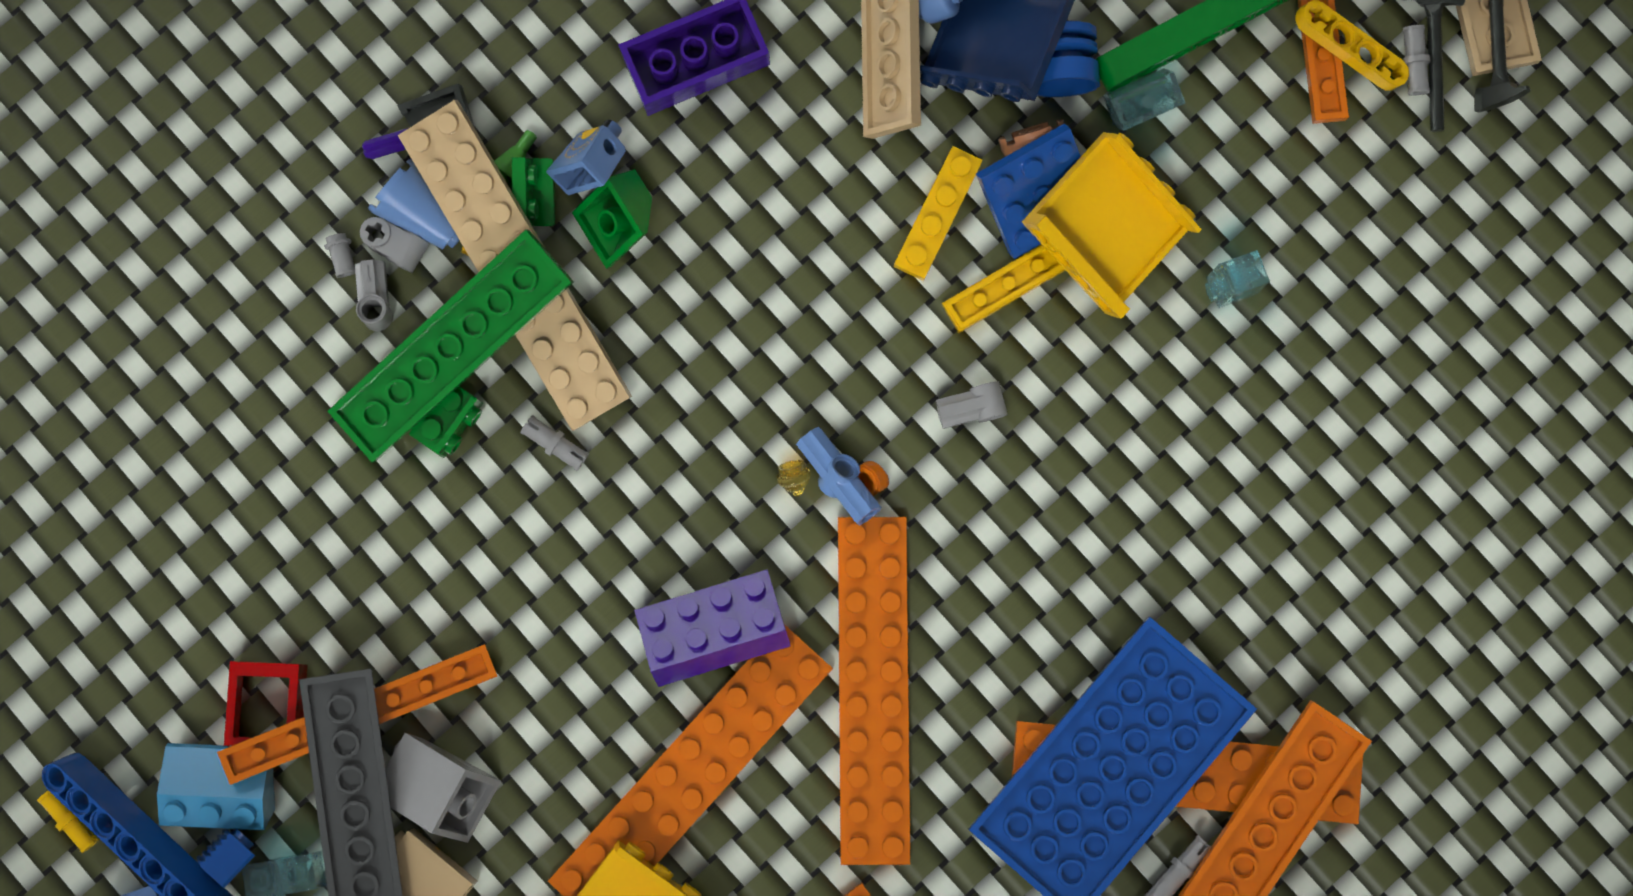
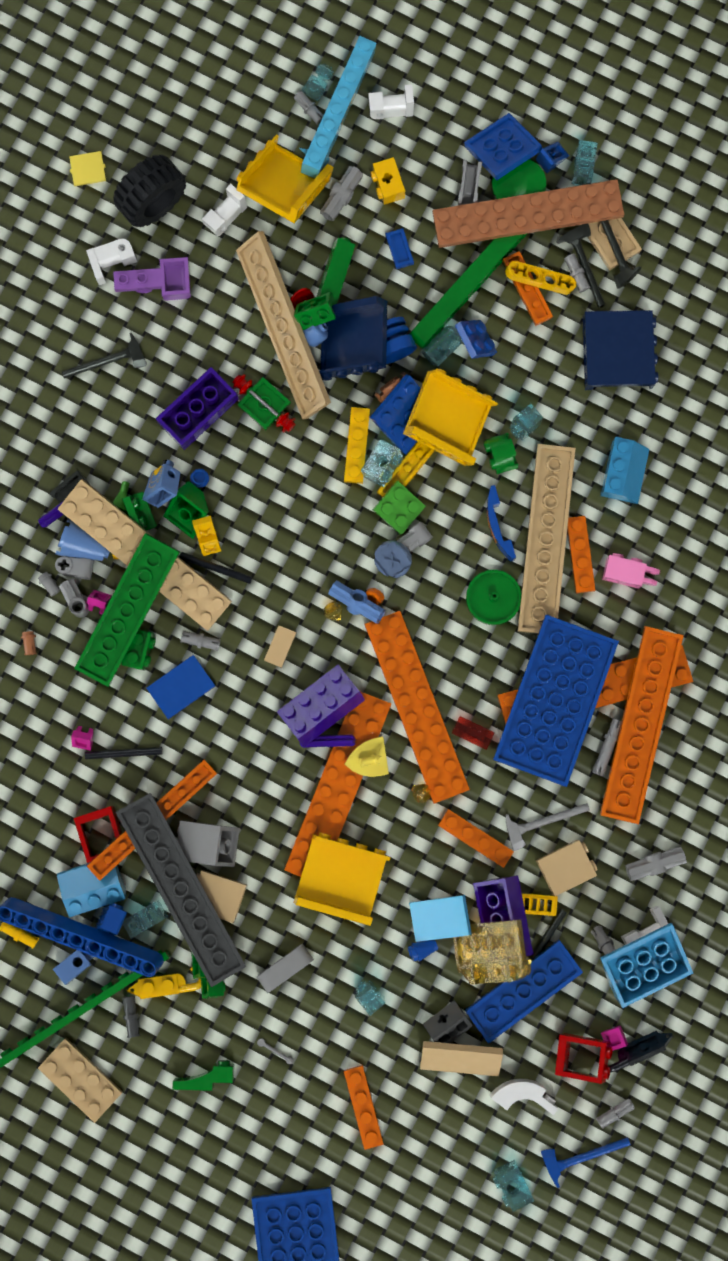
camera: 20 degrees left, 0 degrees up
(270, 340) = (29, 643): none -> nougat pin
(296, 534) = (81, 739): none -> dark pink tile
(356, 582) = (124, 753): none -> black bar
(410, 311) = (99, 600): none -> dark pink tile
(493, 508) = (181, 687): none -> blue tile
(626, 330) = (215, 567): none -> black bar
(630, 271) = (206, 535): none -> yellow slope
(655, 171) = (199, 478): none -> blue plate
(683, 502) = (280, 646): none -> tan tile
(710, 695) = (332, 741): none -> dark purple axle
(760, 747) = (369, 758): none -> light yellow shield
(809, 86) = (264, 403): none -> green plate
(826, 838) = (421, 793): none -> clear yellow plate
(926, 426) = (393, 559): none -> sand blue tile
(951, 769) = (473, 733): none -> clear red plate
(969, 344) = (399, 507): none -> bright green plate
(973, 242) = (382, 453): none -> clear light blue brick
(1072, 553) = (493, 597): none -> green piece
(1124, 476) = (504, 546): none -> blue slope
(1177, 316) = (502, 453): none -> green cylinder
(1199, 484) = (546, 536): none -> tan plate
(1204, 108) = (476, 338): none -> blue plate
(1245, 536) = (580, 555): none -> orange plate
(1316, 595) = (627, 571): none -> bright pink hinge
(1374, 422) = (625, 470): none -> dark azure slope
(1441, 213) = (619, 349): none -> dark blue panel

